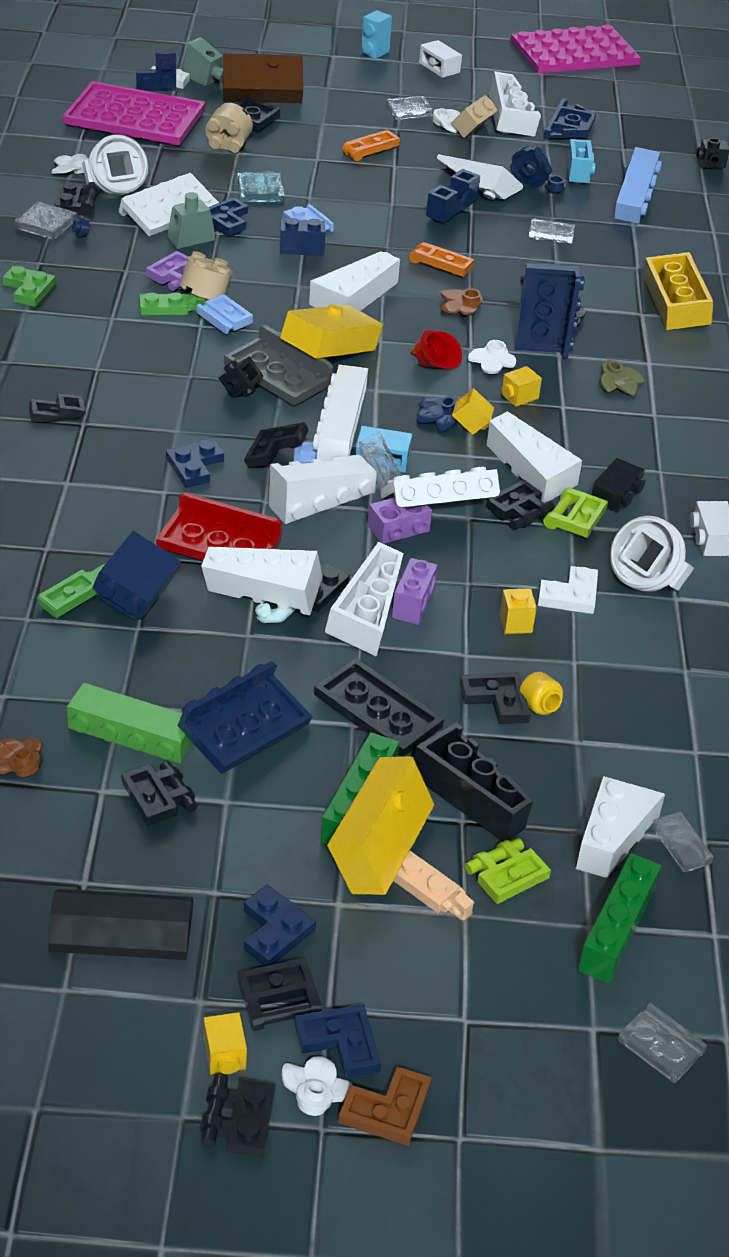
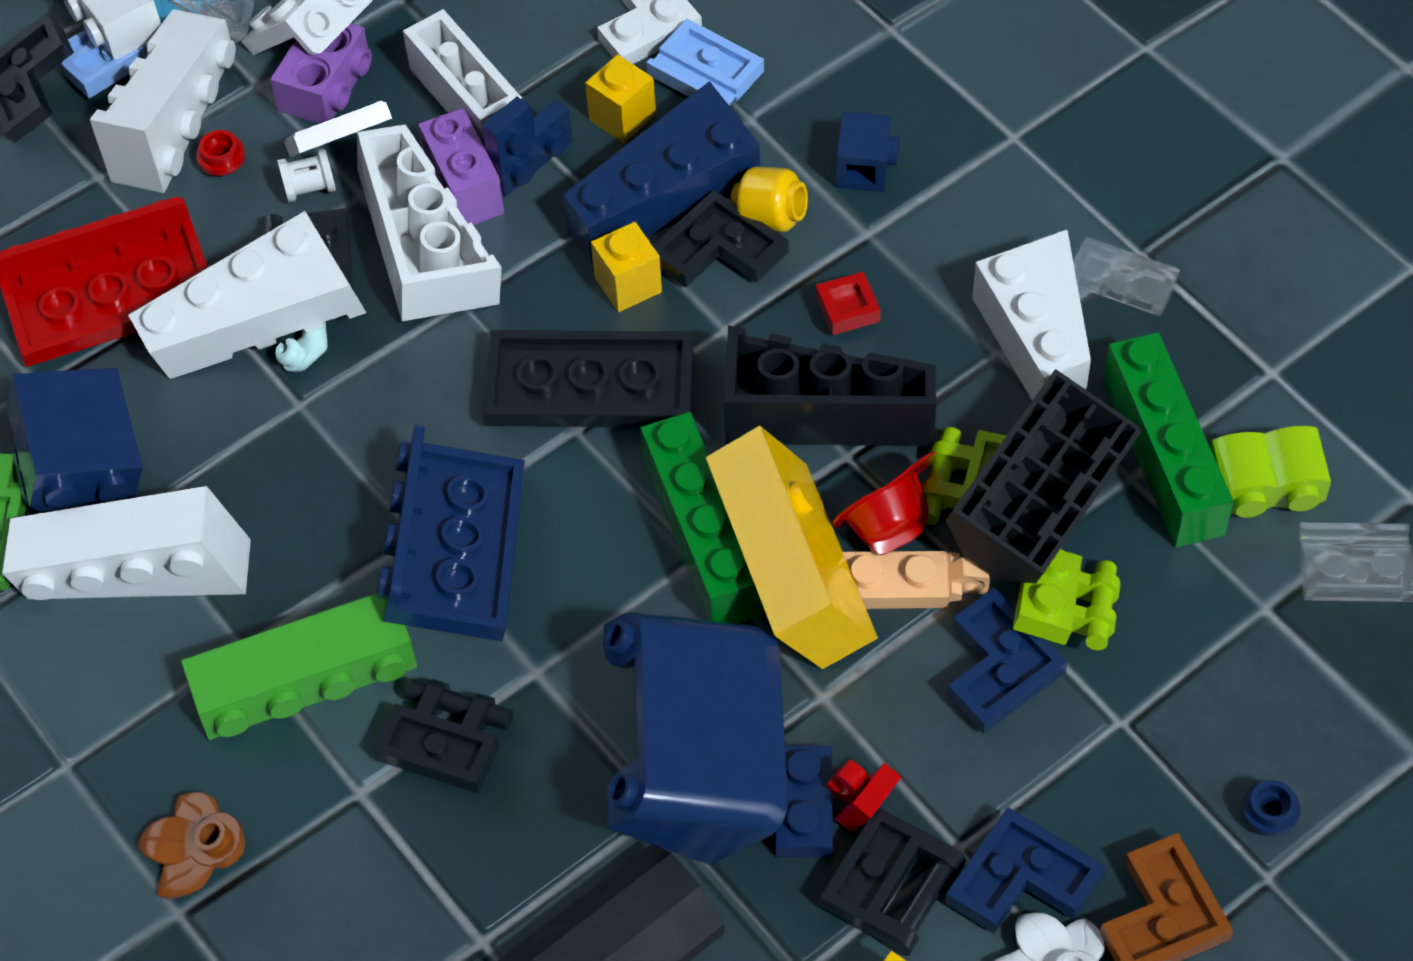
camera: 35 degrees left, 15 degrees up
(116, 634) = (130, 549): none -> white wedge
(250, 860) = (706, 735): none -> dark blue windscreen
(305, 946) = (861, 792): none -> red tile
(322, 522) = (220, 153): none -> red plate
(347, 552) = (306, 175): none -> white bush
(369, 537) = (337, 128): none -> white tile
(433, 956) = (1012, 664): none -> dark blue plate
(443, 674) = (626, 266): none -> yellow brick
(449, 602) = (523, 144): none -> dark blue plate
(452, 847) = (890, 514): none -> red piece
(453, 559) = (456, 70): none -> white brick
(486, 937) = (1051, 608): none -> lime plate
(493, 1099) = (1273, 794): none -> dark blue plate
(498, 648) = (664, 171): none -> dark blue wedge
(530, 758) = (848, 303): none -> red plate
(531, 881) = (1040, 481): none -> black piece
(574, 625) = (699, 56): none -> light blue plate
(609, 705) = (865, 151): none -> dark blue brick
(660, 969) = (1273, 469): none -> lime brick

